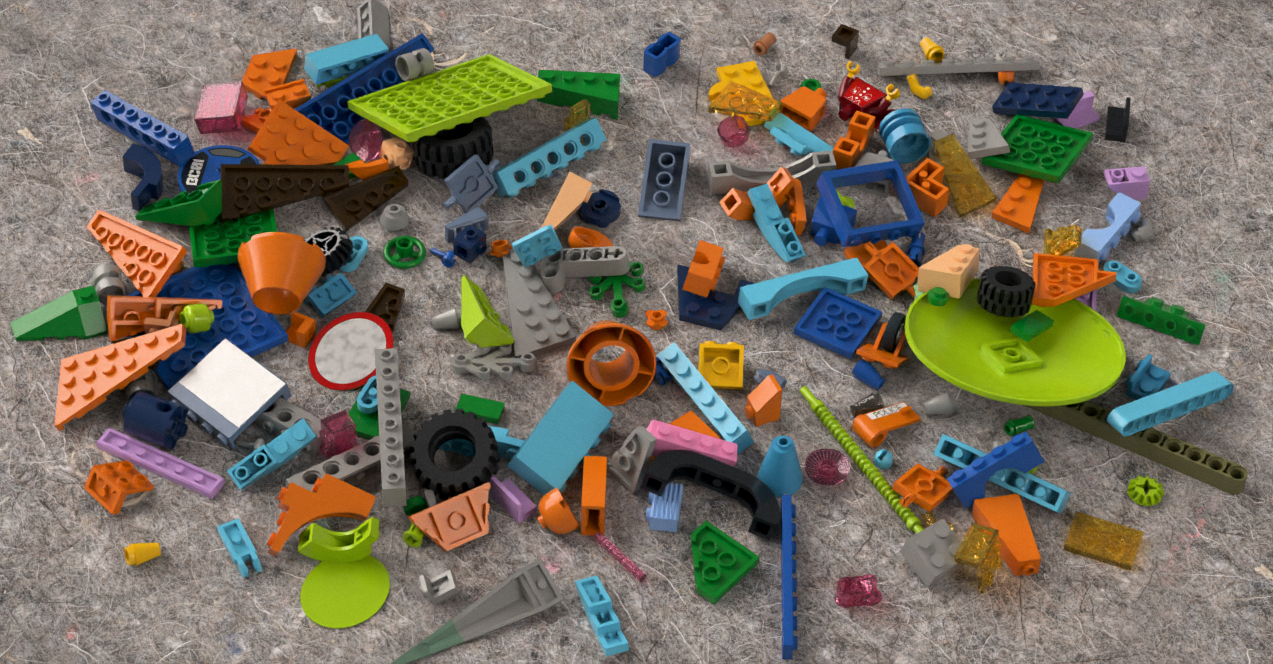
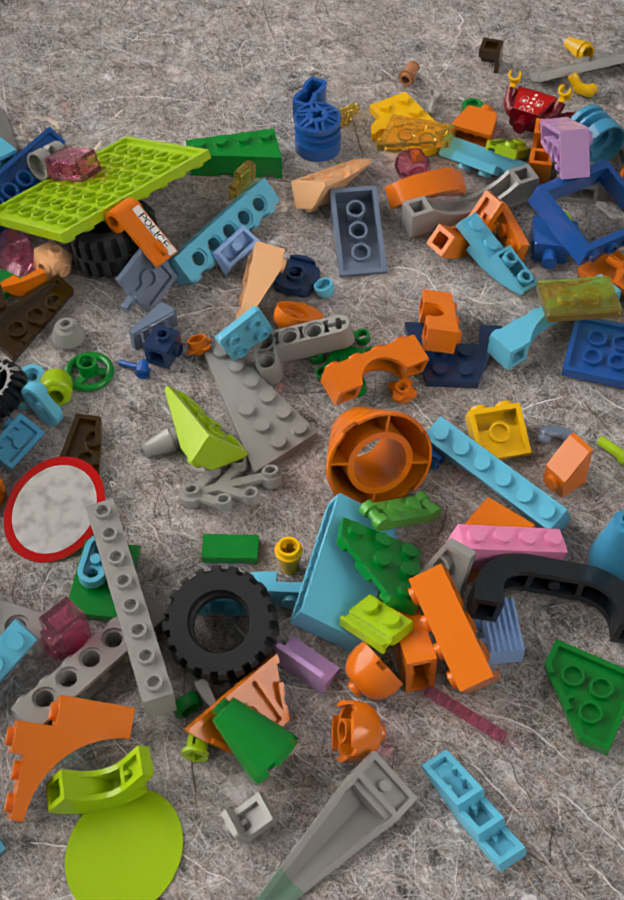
camera: 10 degrees left, 5 degrees up
(359, 268) = (42, 404): none -> medium azure plate
(374, 259) = (58, 385): none -> lime head
(433, 73) = (73, 164): none -> clear pink brick
(455, 532) = (253, 738): none -> green cone
(469, 132) = (133, 219): none -> orange door
(522, 420) = (288, 553): none -> yellow cone
(534, 545) = (356, 731): none -> orange cylinder
(553, 175) = (234, 249): none -> light blue slope
(569, 476) = (376, 623): none -> lime plate
(591, 436) = (382, 561): none -> green plate
(618, 407) = (400, 511): none -> bright green plate
(620, 222) = (324, 288): none -> medium azure hinge
(624, 493) = (452, 629): none -> orange wedge
(635, 136) = (314, 189): none -> light nougat wedge
(659, 84) = (317, 131): none -> blue wheel
(661, 291) = (401, 358): none -> orange arch
(692, 71) = (347, 112): none -> clear yellow arm
(738, 152) = (429, 184): none -> orange arch
(823, 133) = (511, 149): none -> lime plate
(826, 274) = (578, 299): none -> clear yellow tile
(863, 139) = (567, 145): none -> lavender wedge

